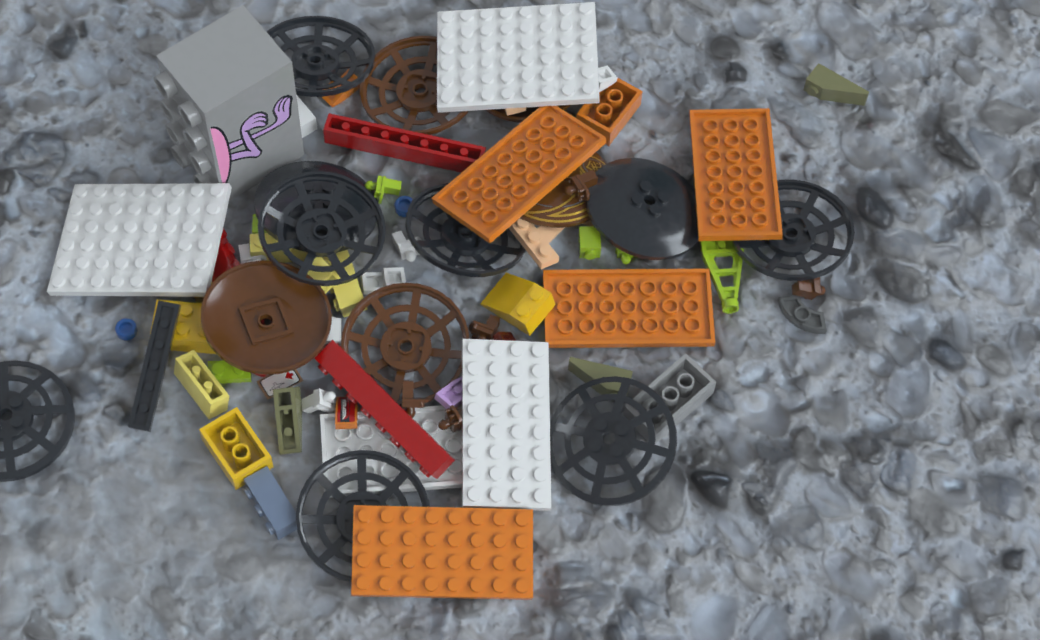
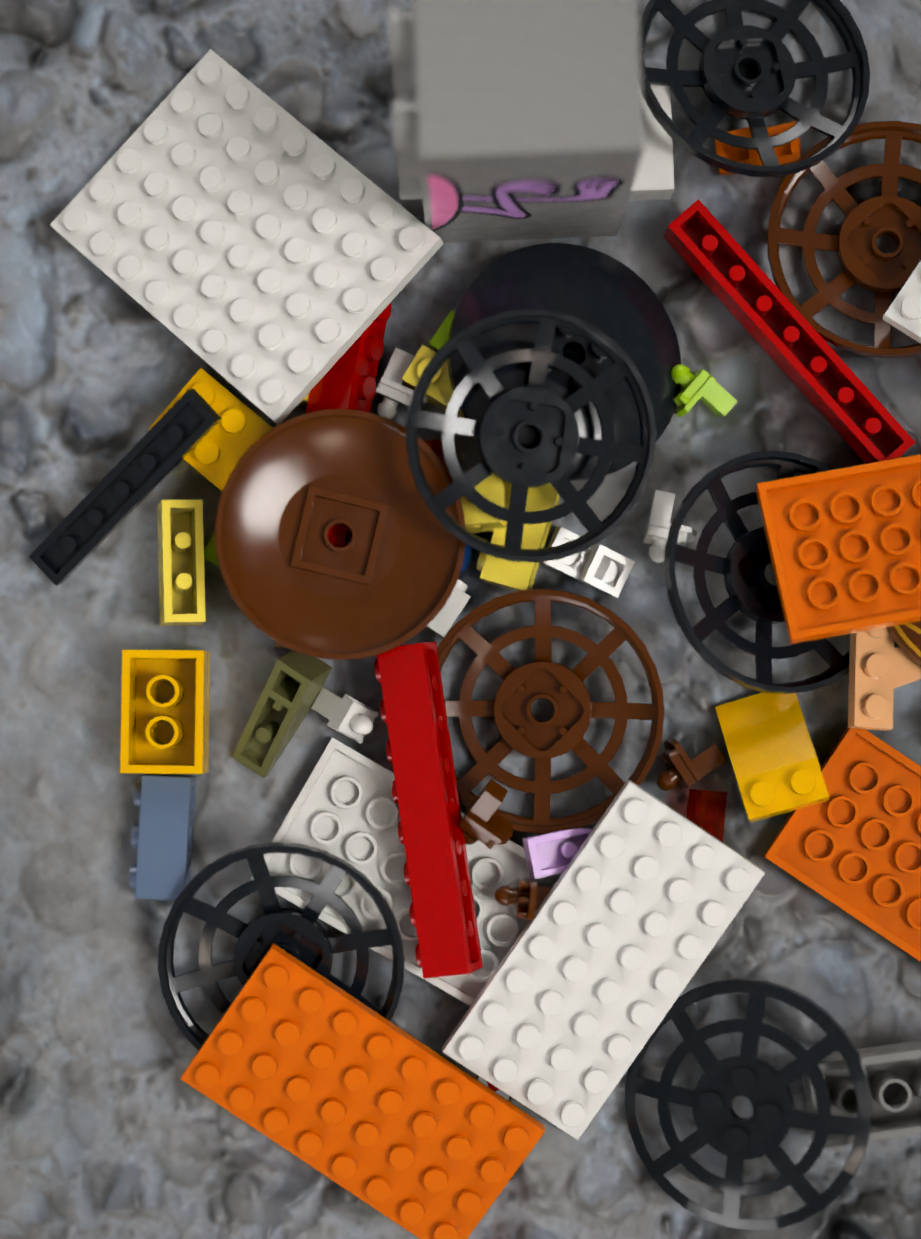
camera: 40 degrees right, 25 degrees up
(126, 329) = (133, 375): blue tile -> none
(346, 413) = (369, 766): slope -> none
(402, 204) = (713, 446): blue tile -> none
(591, 370) = (815, 976): olive slope -> none

